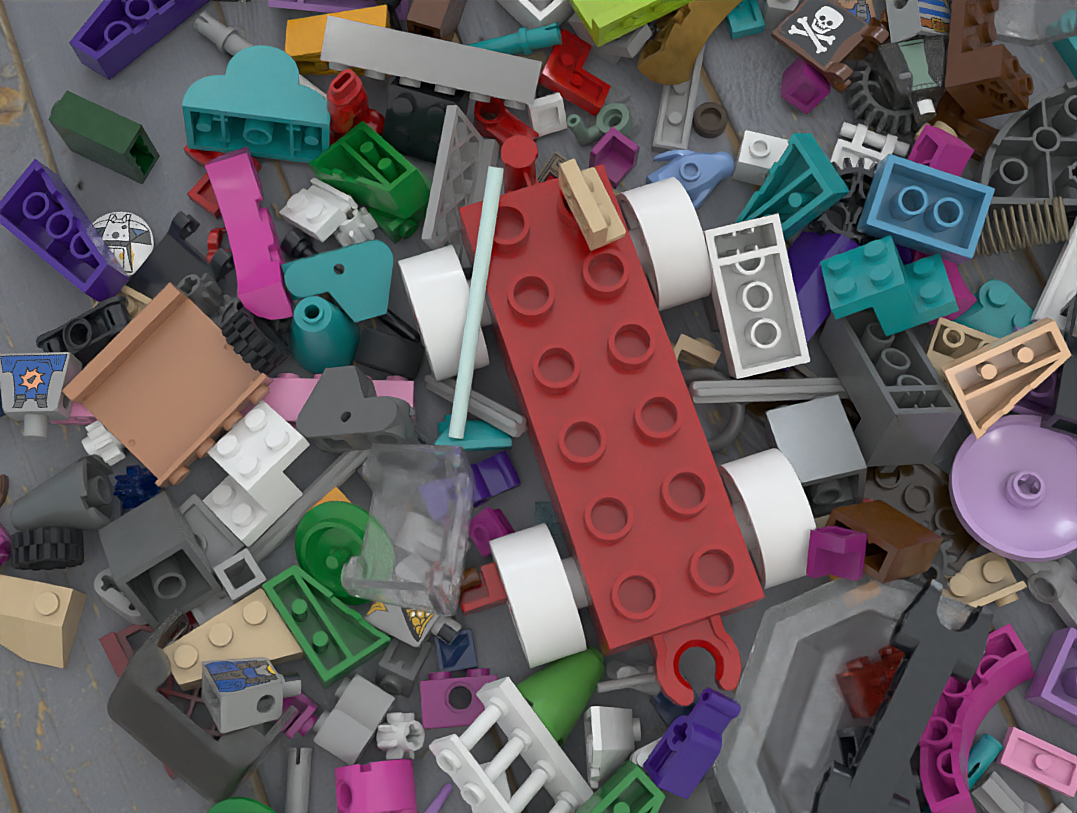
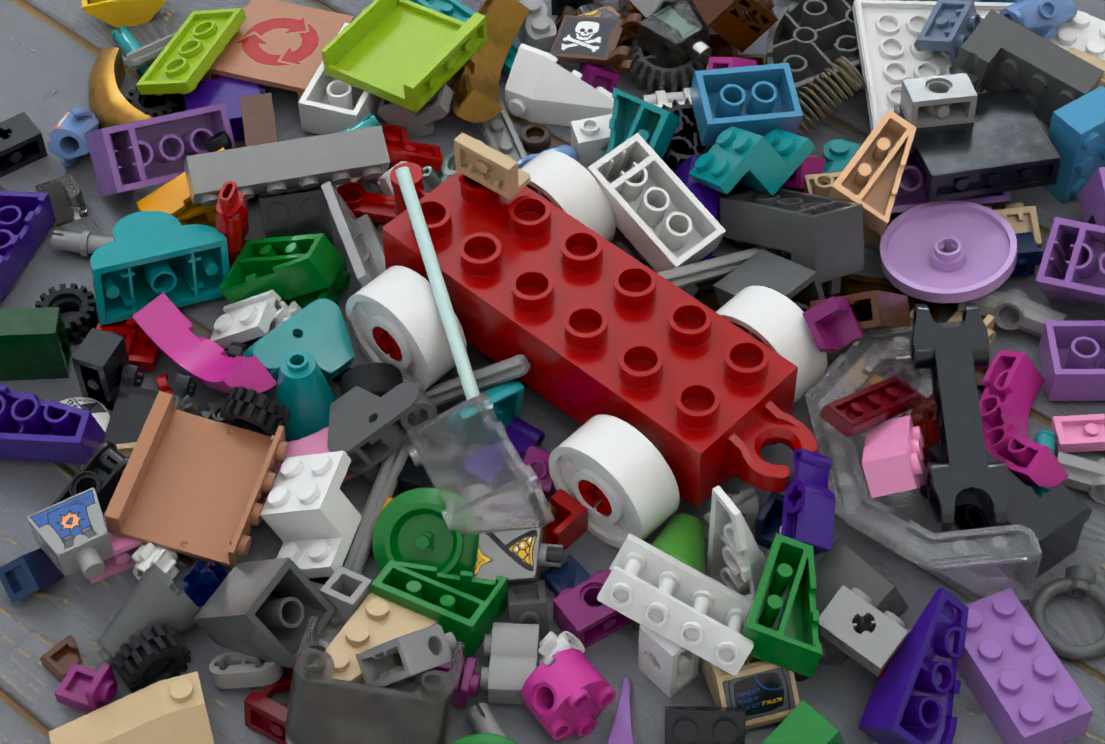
camera: 25 degrees left, 25 degrees down
(151, 109) = (73, 300): none -> black tyre
(159, 200) = (100, 365): none -> black brick
(746, 79) = (549, 93): none -> white wedge
(806, 733) = (893, 457): none -> bright pink wedge
(821, 659) = (870, 406): none -> dark red tile

